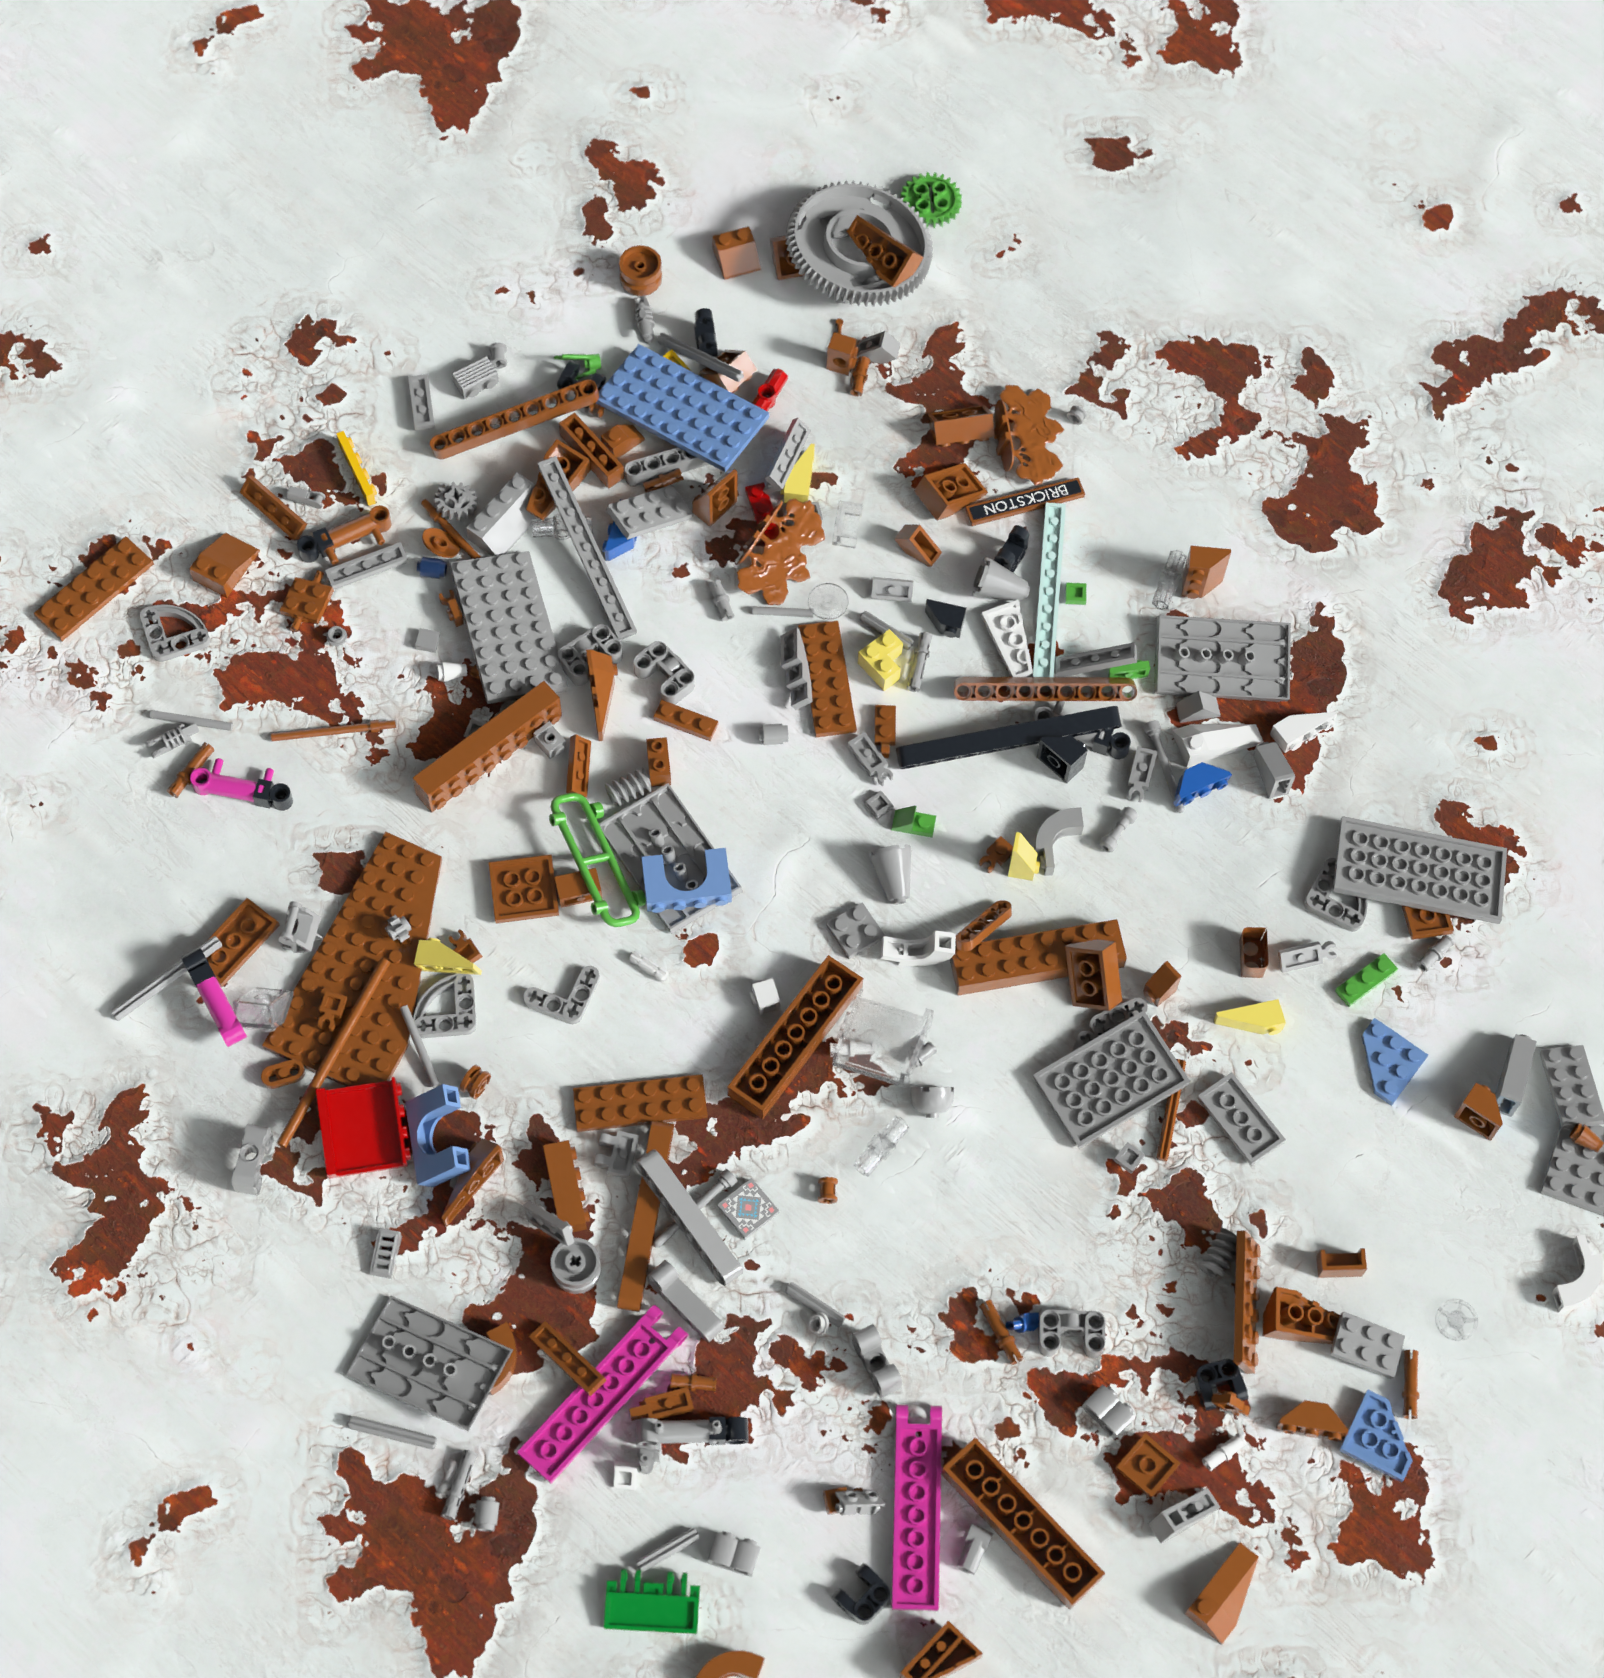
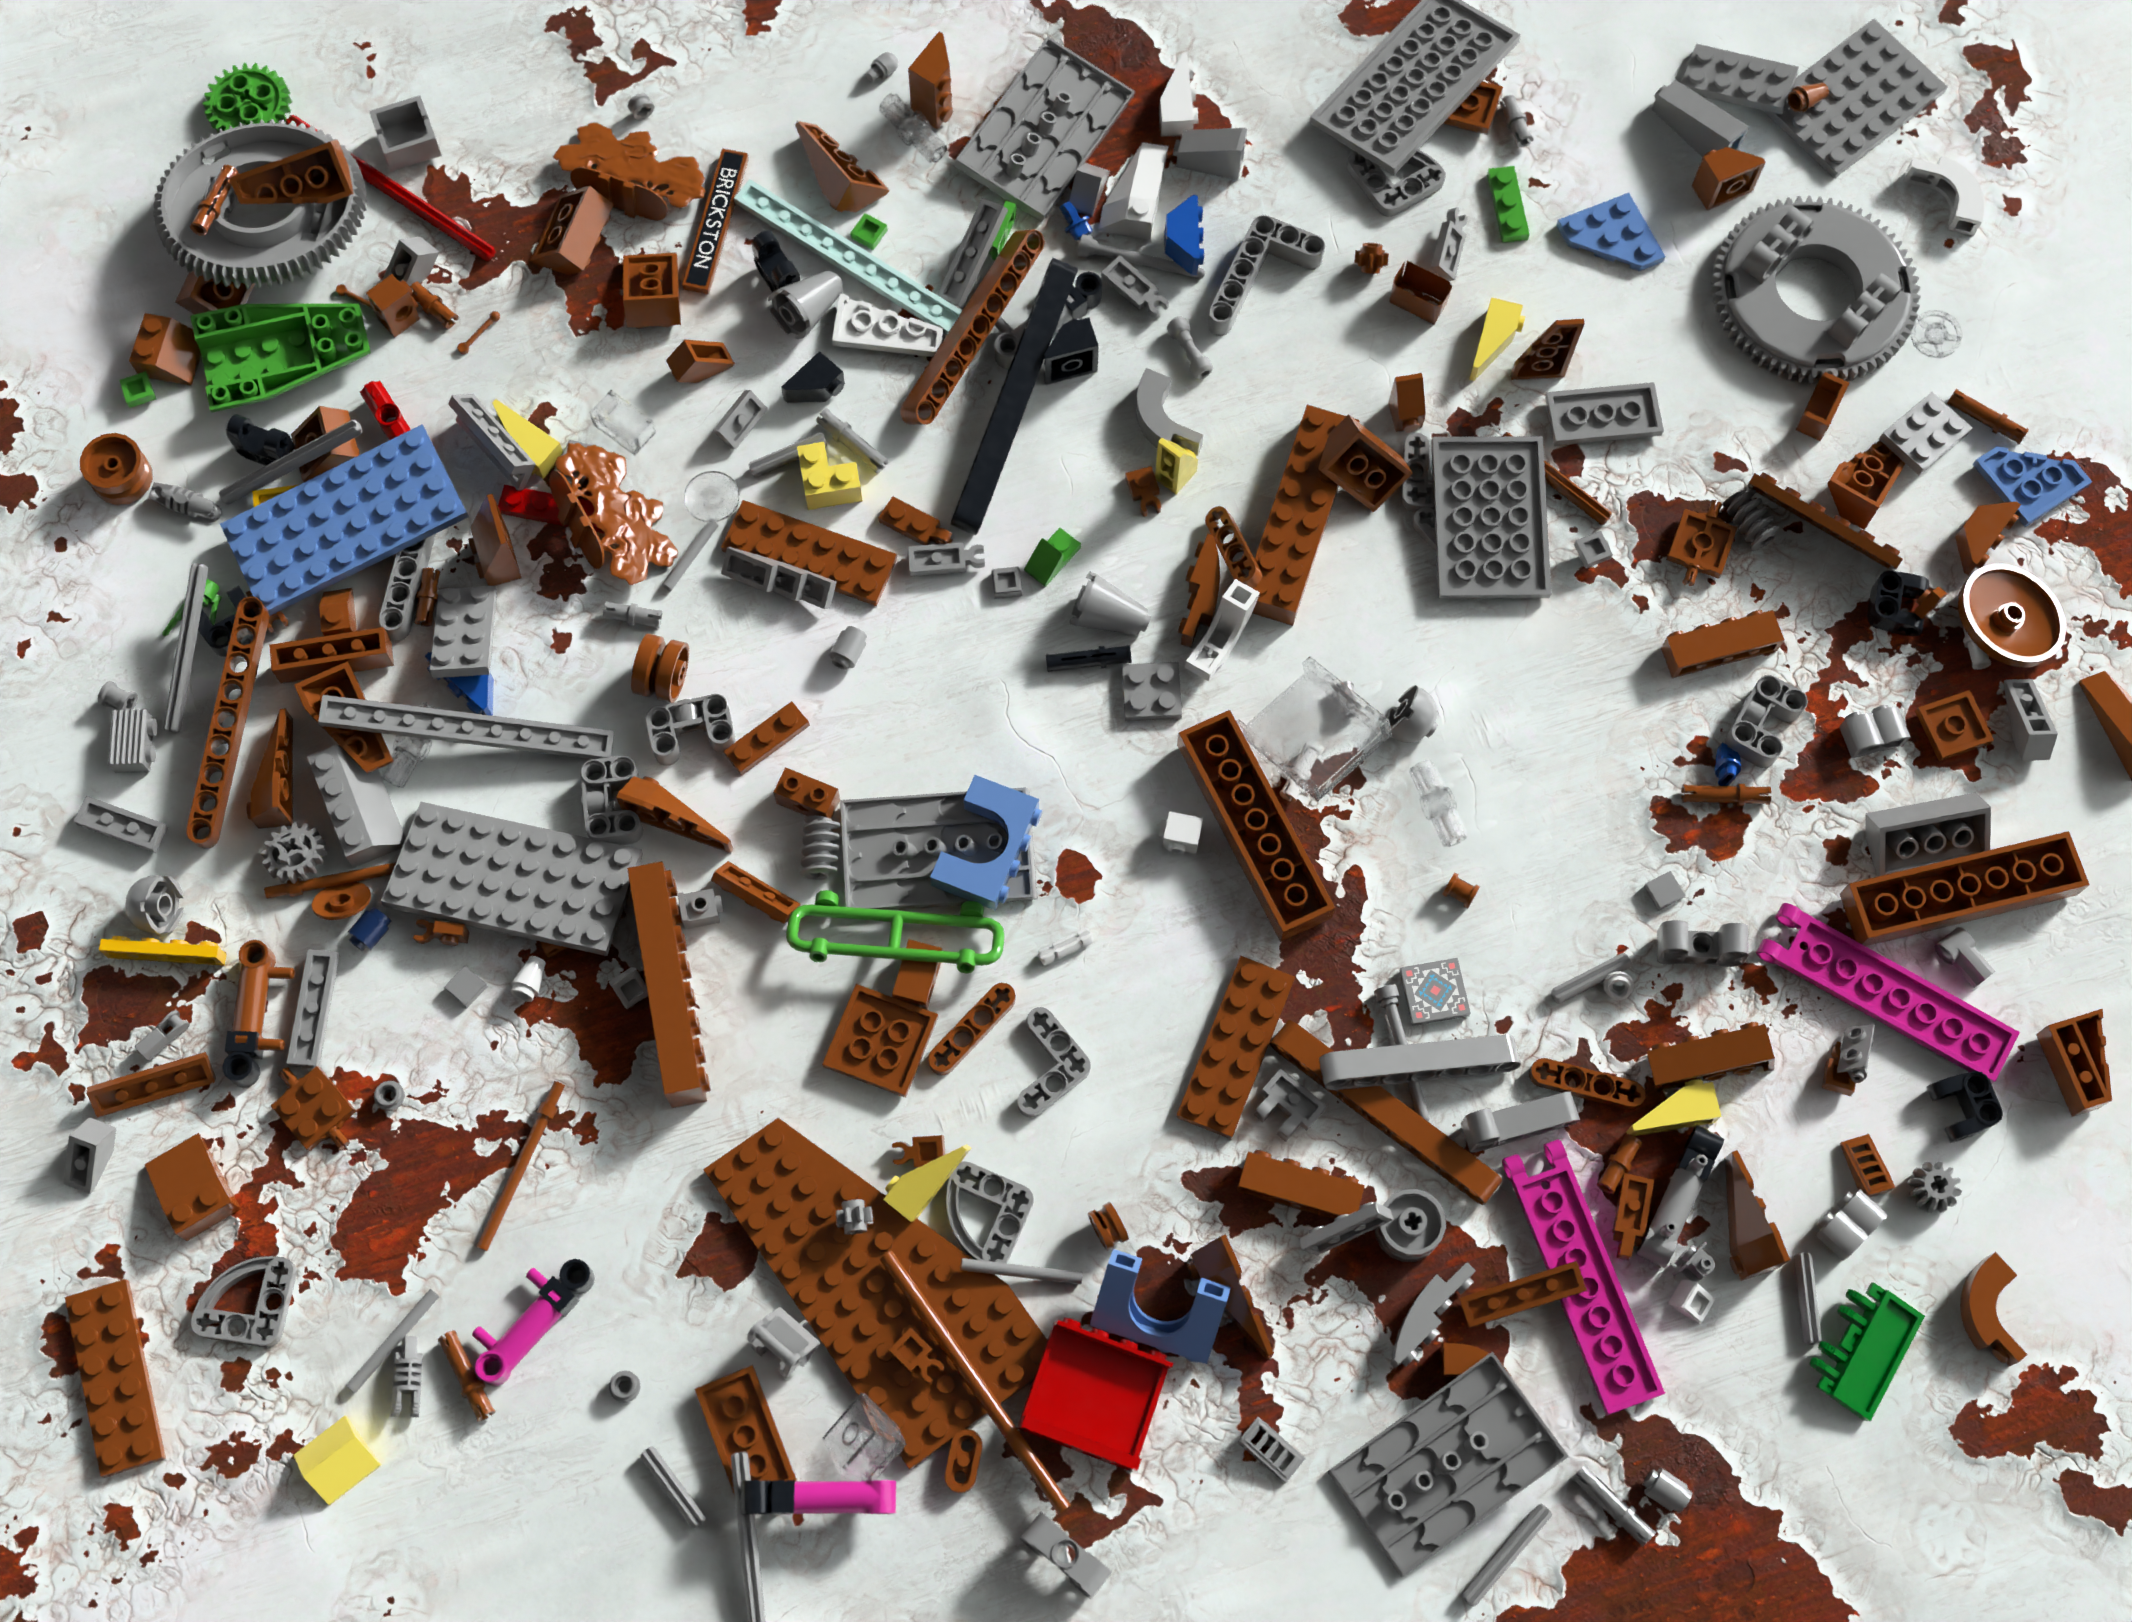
camera: 60 degrees left, 5 degrees up
(105, 729) = (336, 1460): none -> light yellow slope
(183, 919) = (673, 1487): none -> light grey axle
(214, 499) = (88, 1154): none -> light grey slope
(227, 854) = (615, 1382): none -> light grey plate
(381, 447) = (154, 904): none -> light grey cylinder
(494, 466) = (273, 786): none -> dark orange wedge
(515, 1303) = (1421, 1321): none -> light grey slope
(547, 370) = (185, 648): none -> light grey axle
(561, 941) = (974, 1030): none -> dark orange beam
(688, 1489) = (1753, 1242): none -> dark orange wedge
(690, 632) = (660, 668): none -> dark orange wheel
(701, 252) = (137, 389): none -> bright green plate
(738, 1336) = (1586, 1087): none -> dark orange beam
(755, 1405) = (1686, 1108): none -> light yellow slope
(770, 1562) = (1861, 1180): none -> dark orange slope
(772, 307) = (273, 348): none -> bright green wedge
(792, 1608) = (1936, 1198): none -> light grey gear
(801, 1406) = (1711, 1056): none -> dark orange wedge
(817, 218) = (202, 221): none -> dark orange pin
(843, 410) = (463, 348): none -> dark orange hinge
(855, 881) = (1089, 658): none -> black pin
(906, 1324) = (1664, 890): none -> light grey tile
(925, 314) = (418, 206): none -> red axle
(952, 921) = (1204, 590): none -> dark orange slope
(968, 295) = (405, 133): none -> light grey piece
(1052, 1481) = (1928, 832): none -> light grey slope
(1106, 553) = (837, 172): none -> dark orange wedge
(1112, 1277) = (1722, 643): none -> dark orange brick
(1164, 716) = (1077, 225): none -> blue piece
(1182, 1230) = (1702, 543): none -> dark orange plate
(1203, 538) = (882, 66): none -> light grey cylinder
(1204, 839) = (1250, 265): none -> light grey beam
(1255, 1466) = (2011, 615): none -> dark orange dish
(1256, 1055) = (1550, 352): none -> dark orange wedge
(1260, 909) = (1371, 258): none -> dark orange gear
(1430, 1264) = (1788, 342): none -> light grey piece

